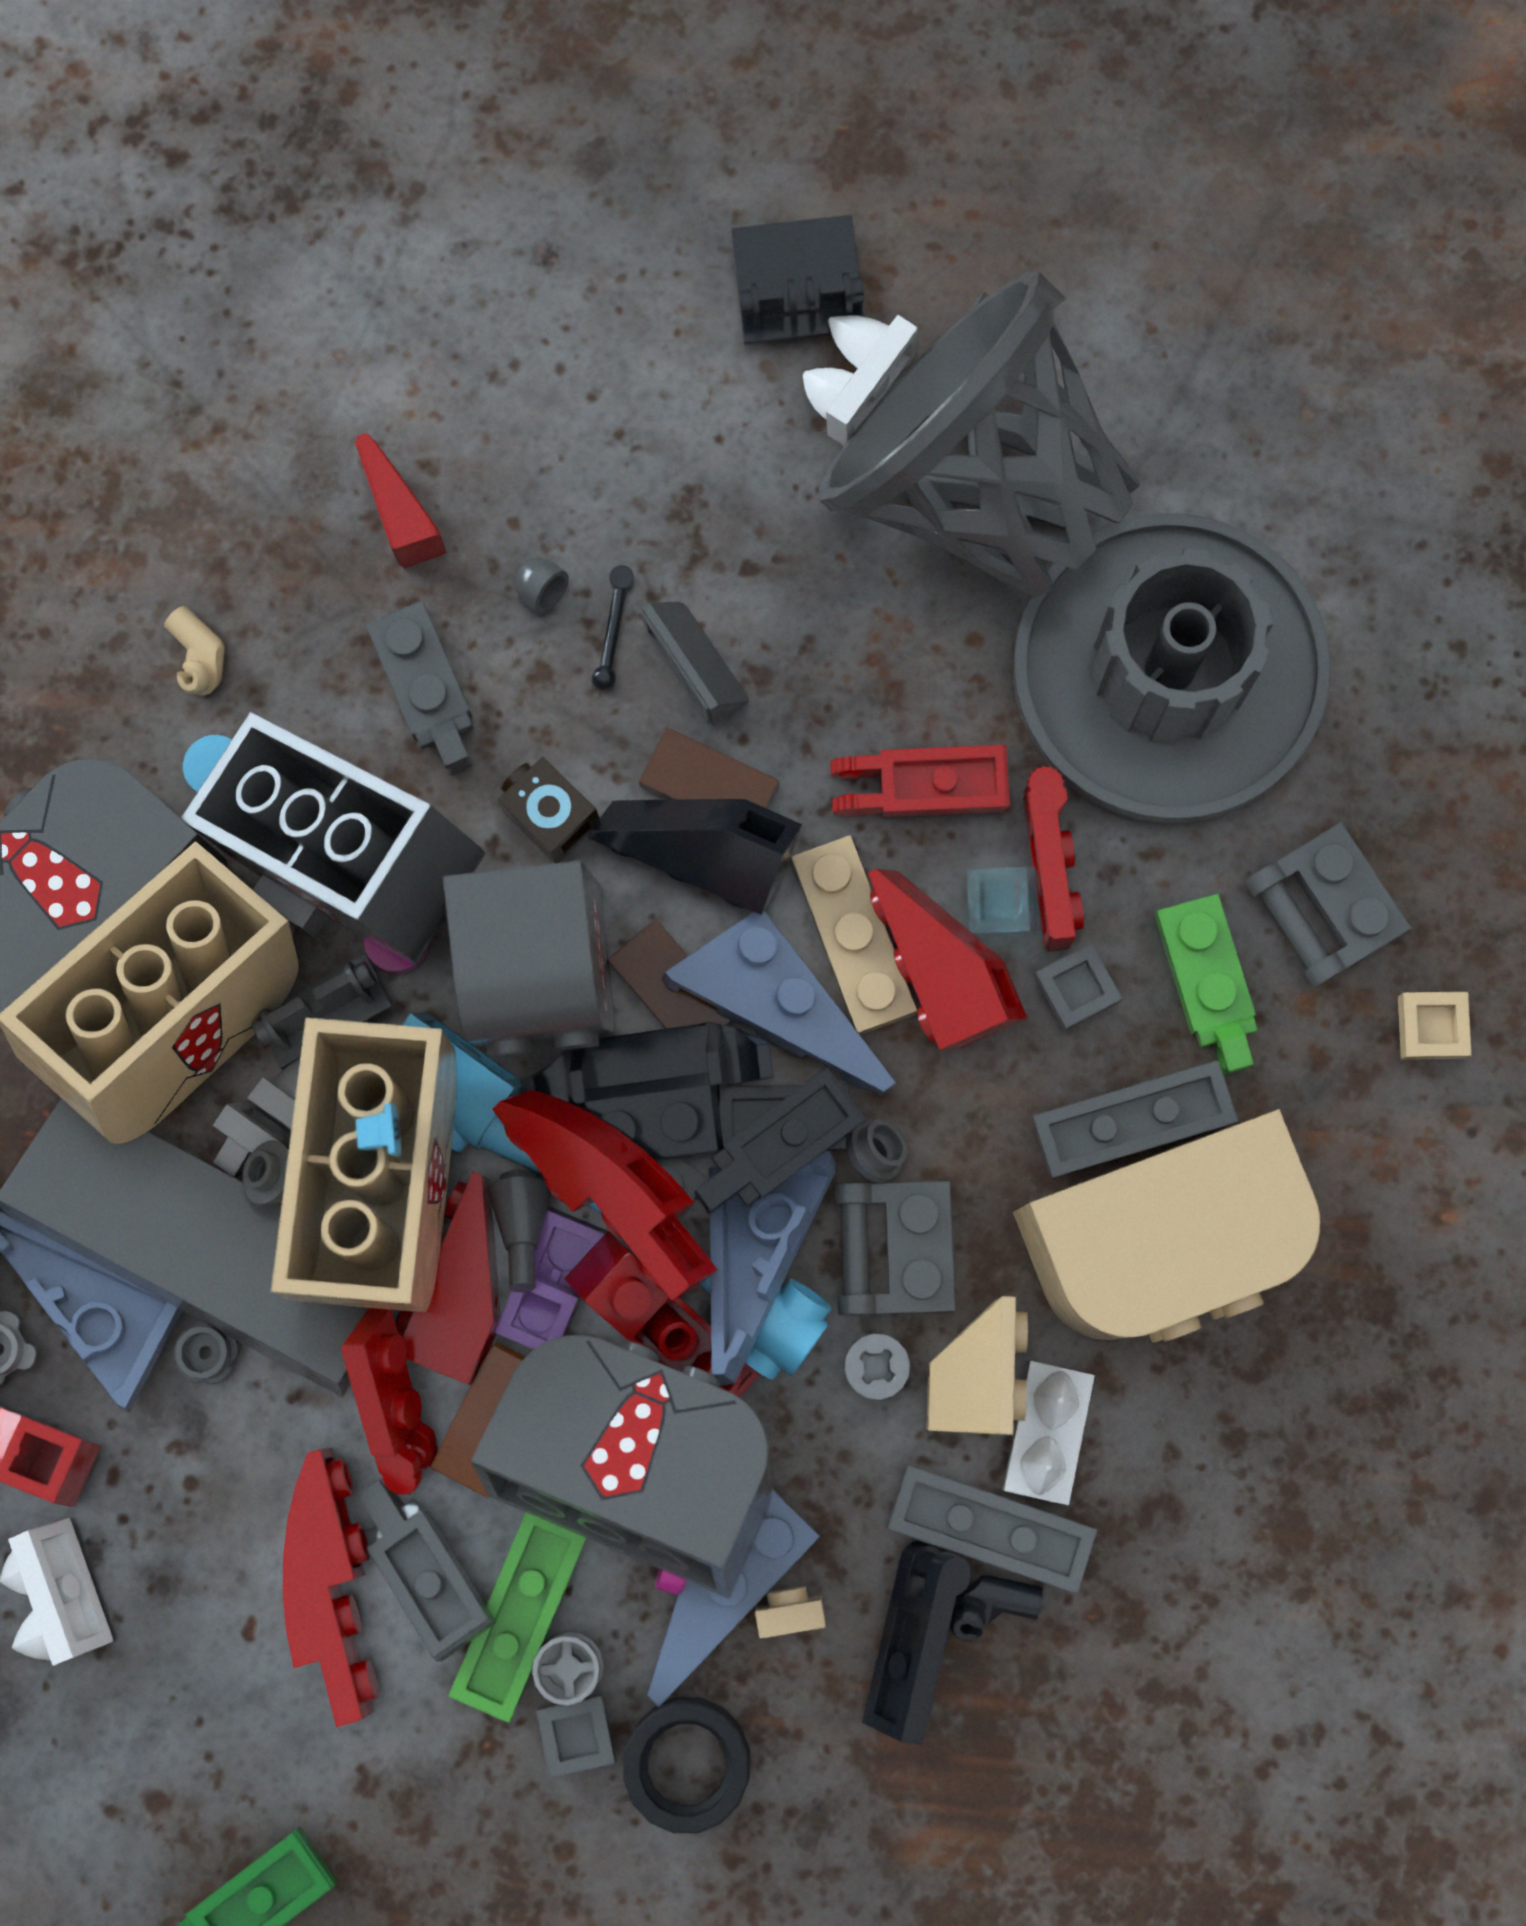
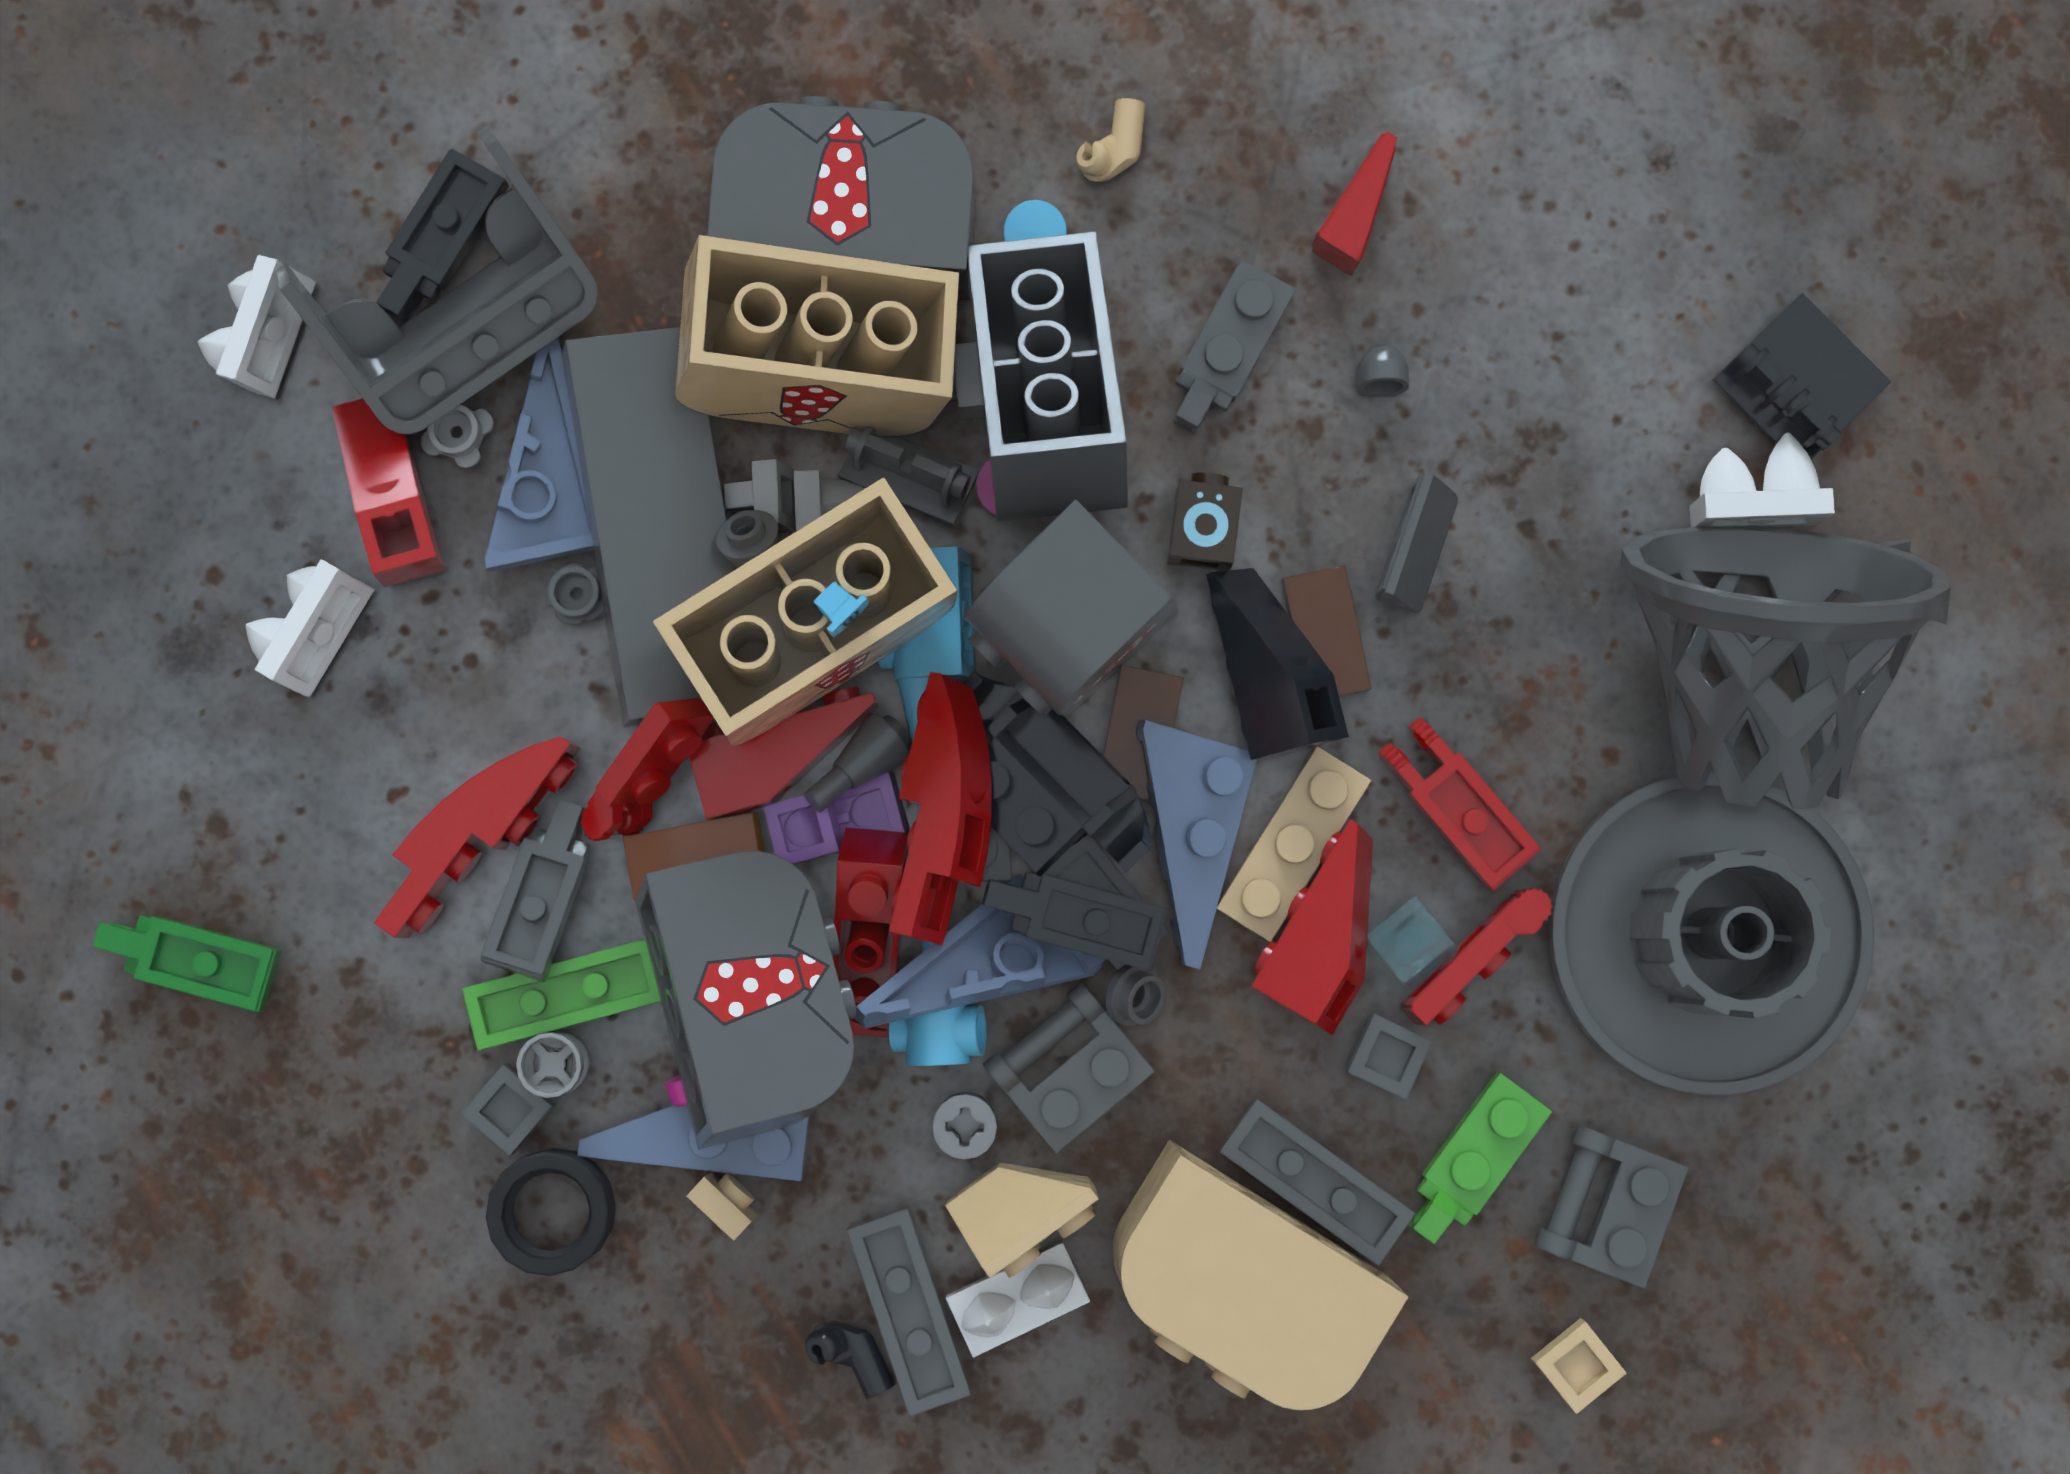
camera: 45 degrees right, 5 degrees up
(621, 581) = (1437, 434): black hinge -> none
(914, 1641) = (777, 1316): black plate -> none

